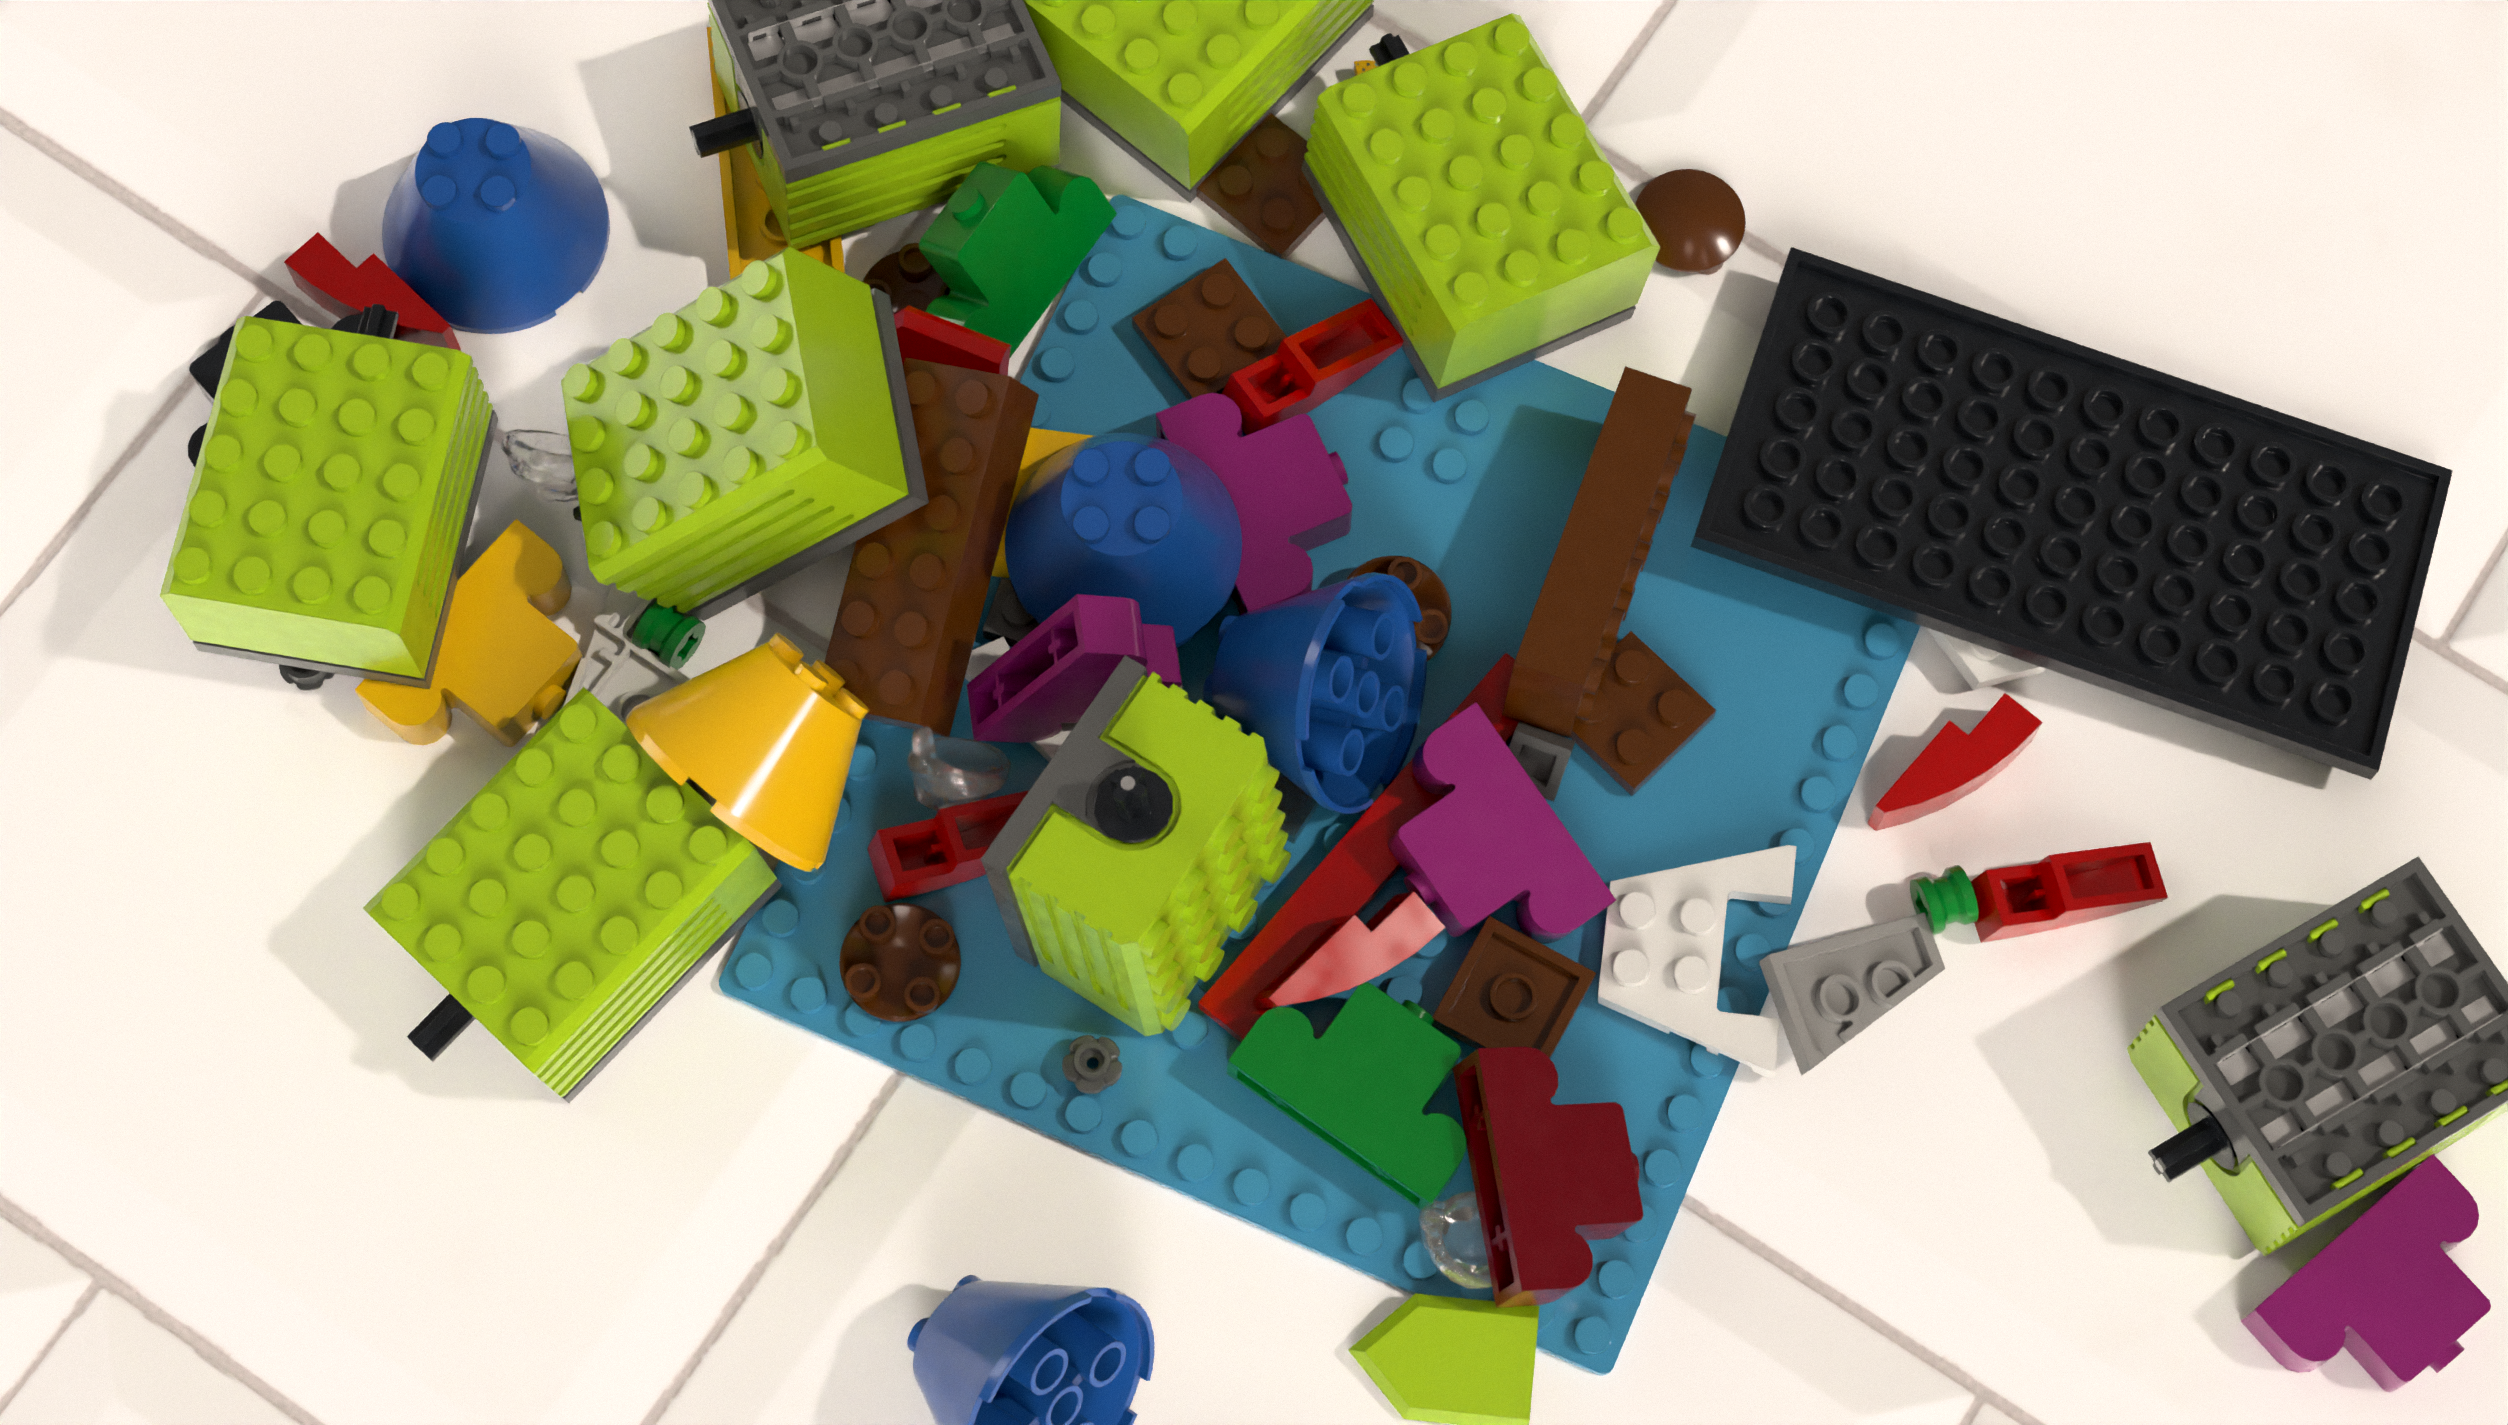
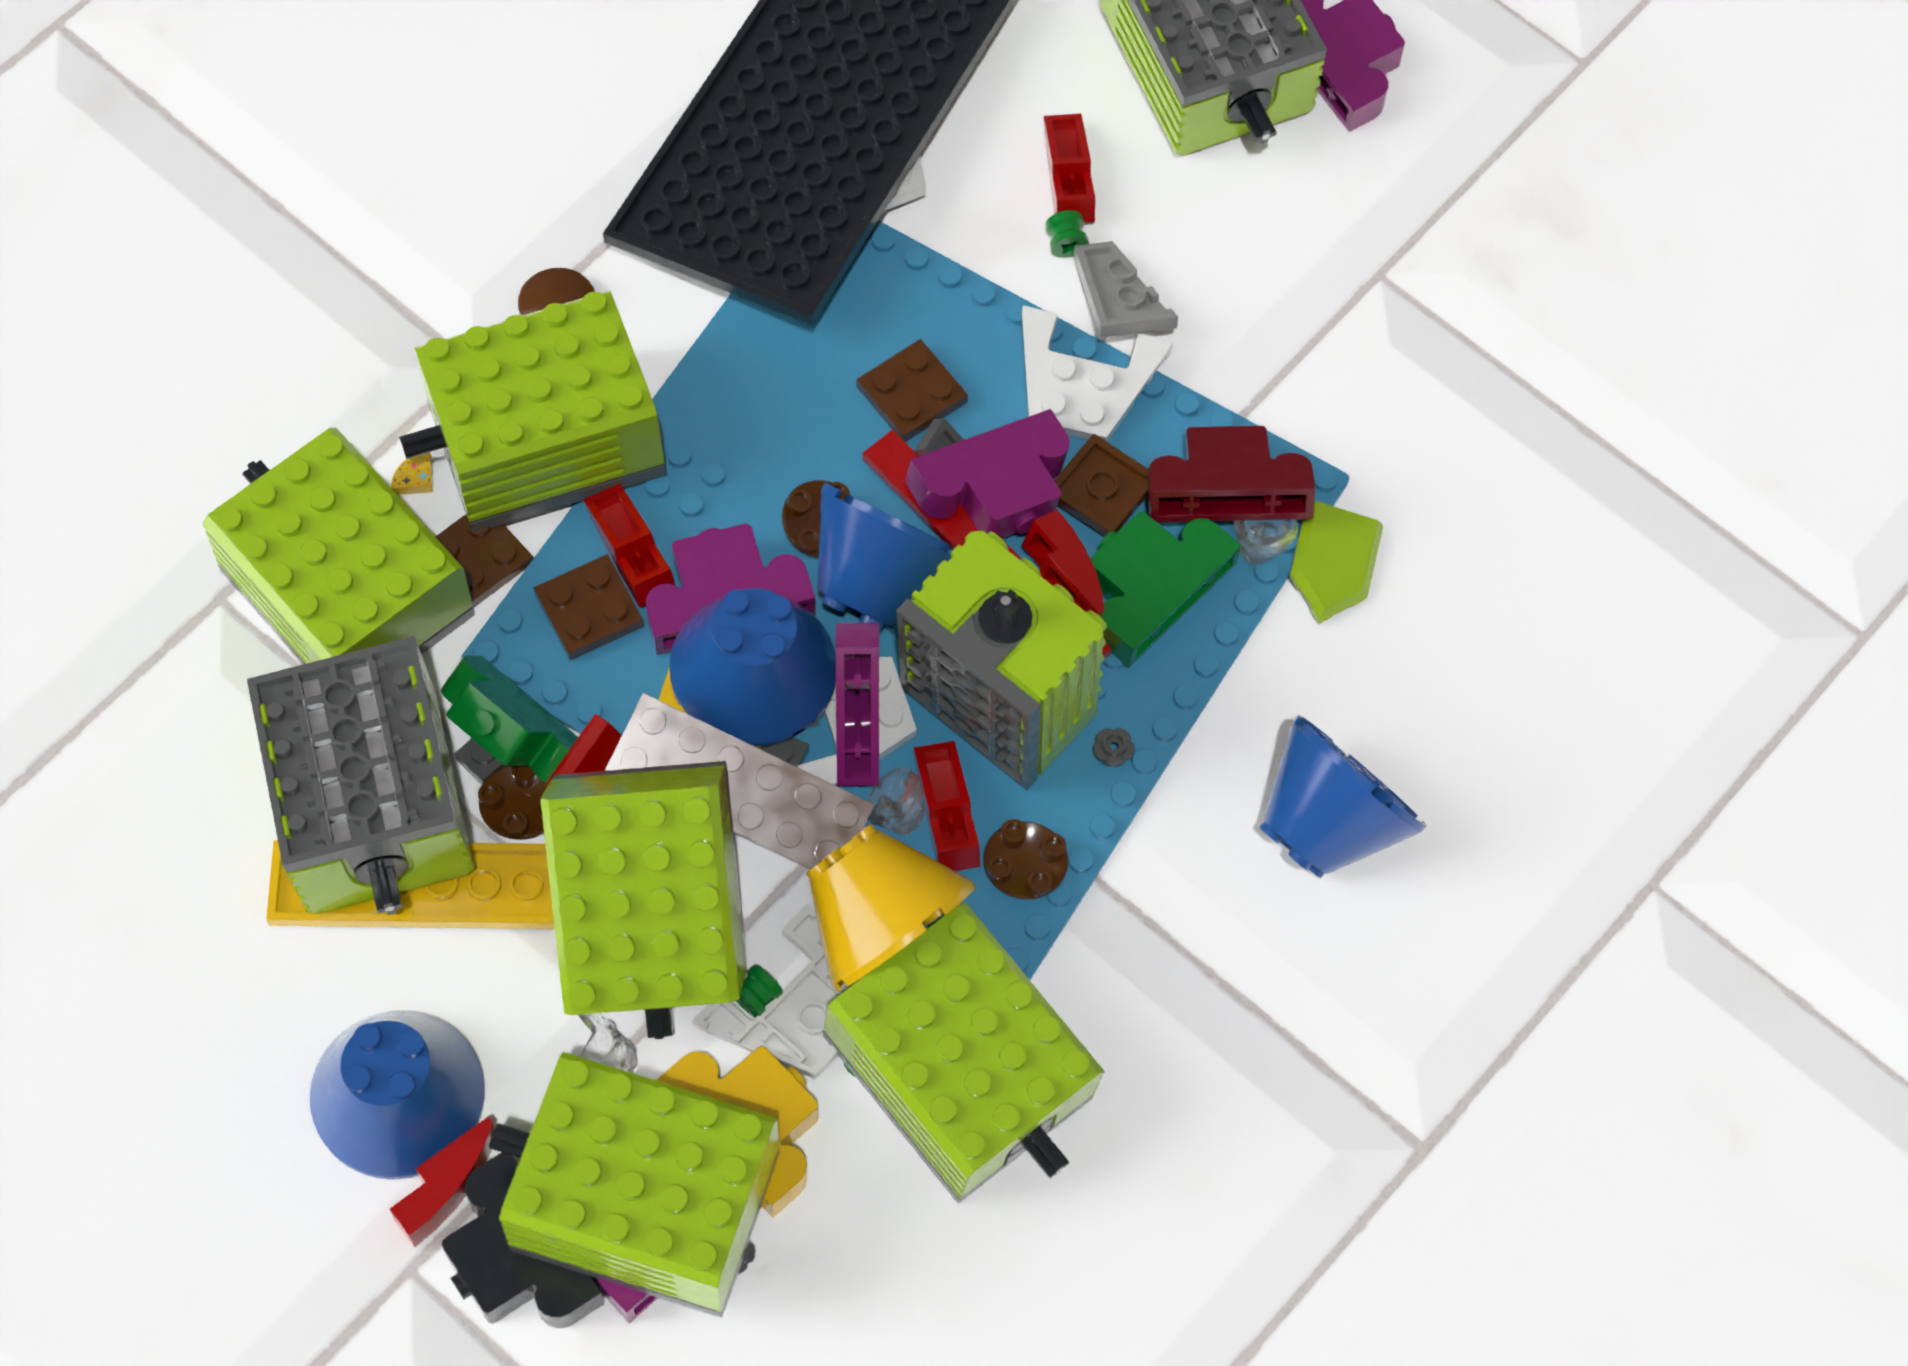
camera: 85 degrees left, 5 degrees down
(1600, 554) = (810, 375): reddish brown brick -> none
(1957, 764) = (975, 210): red slope -> none

